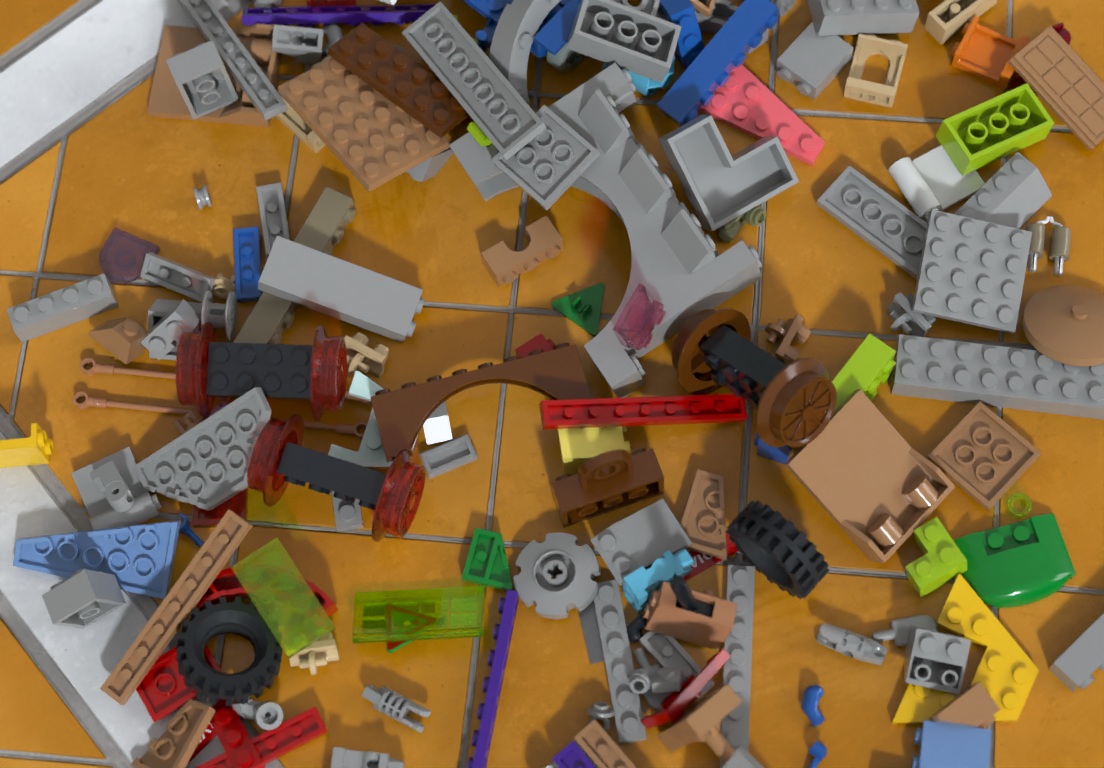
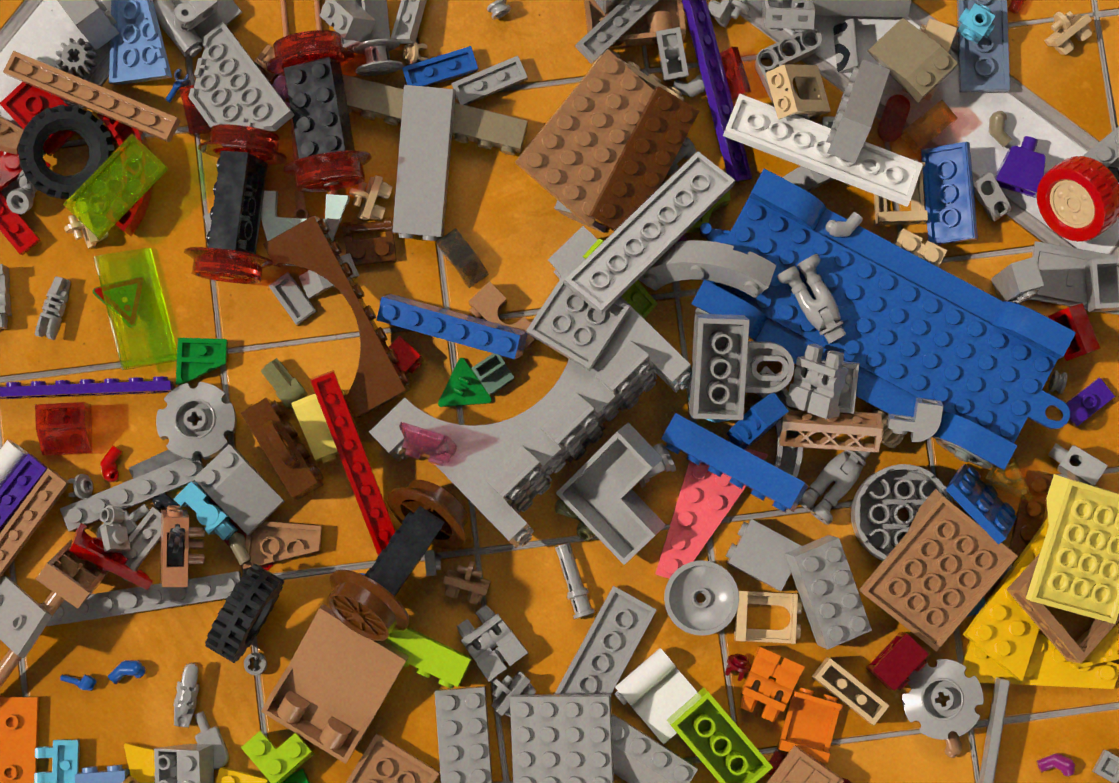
camera: 75 degrees right, 15 degrees up
(118, 633) = (83, 51): none -> light grey gear
(417, 366) = (373, 249): none -> reddish brown plate
(445, 278) = (462, 258): none -> clear smoke slope
(519, 293) = (452, 326): none -> blue brick
(532, 716) = (64, 428): none -> clear red slope
(536, 479) = (287, 387): none -> olive piece
(575, 272) = (493, 373): none -> sand green piece
(583, 681) = (109, 466): none -> red arm
(705, 554) = (238, 545): none -> dark tan arm
(818, 236) = (577, 592): none -> light grey pin
(833, 559) = (247, 662): none -> light grey bush
(848, 107) = (720, 598): none -> light grey dish
(851, 324) = (488, 660): none -> light grey hips
(916, 104) = (739, 663): none -> dark red plate
(941, 79) = (767, 690): none -> orange hips

